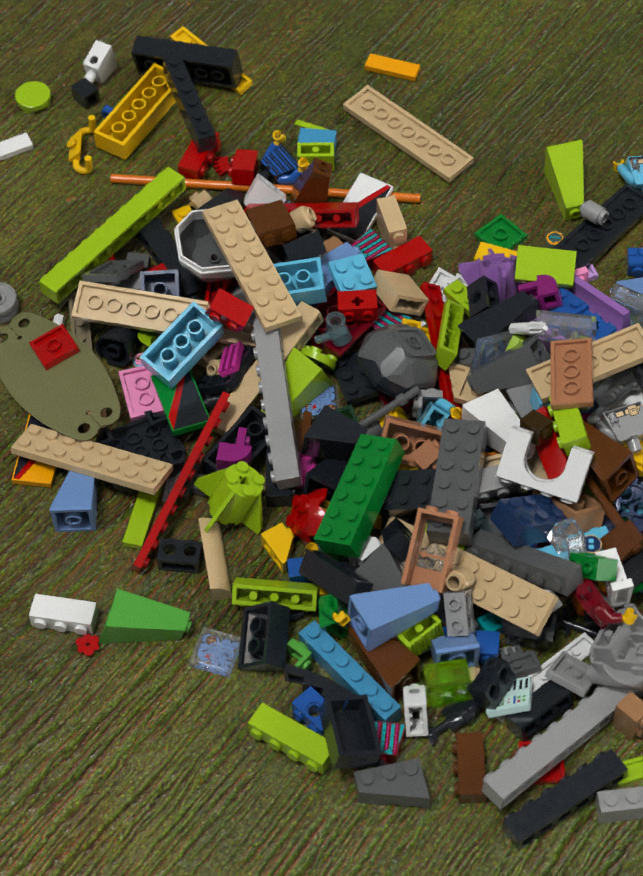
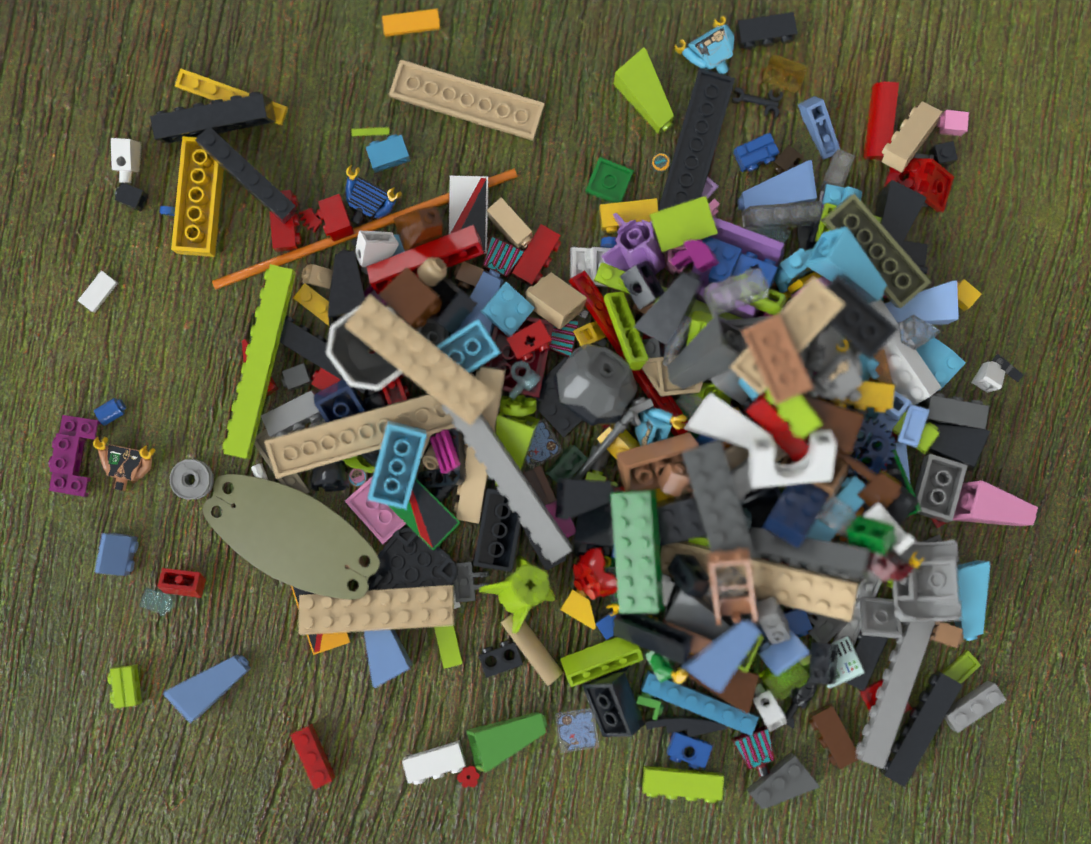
camera: 30 degrees left, 30 degrees up
(33, 96) = (81, 223): lime tile -> none
(54, 347) = (274, 507): red tile -> none
(75, 148) = (158, 266): yellow piece -> none
(113, 271) = (286, 409): dark grey plate -> none
(178, 488) = (467, 586): red plate -> none
(228, 310) = (425, 420): red slope -> none
(233, 453) = (503, 554): magenta brick -> none
(320, 150) = (397, 173): lime brick -> none
(350, 732) = (734, 768): black piece -> none
(460, 579) = (764, 598): tan brick -> none
(531, 328) = (712, 314): white piece -> none
(539, 424) = (768, 425): dark brown brick -> none
(593, 212) = (688, 123): light grey brick -> none
(593, 544) = (856, 503): dark blue tile -> none

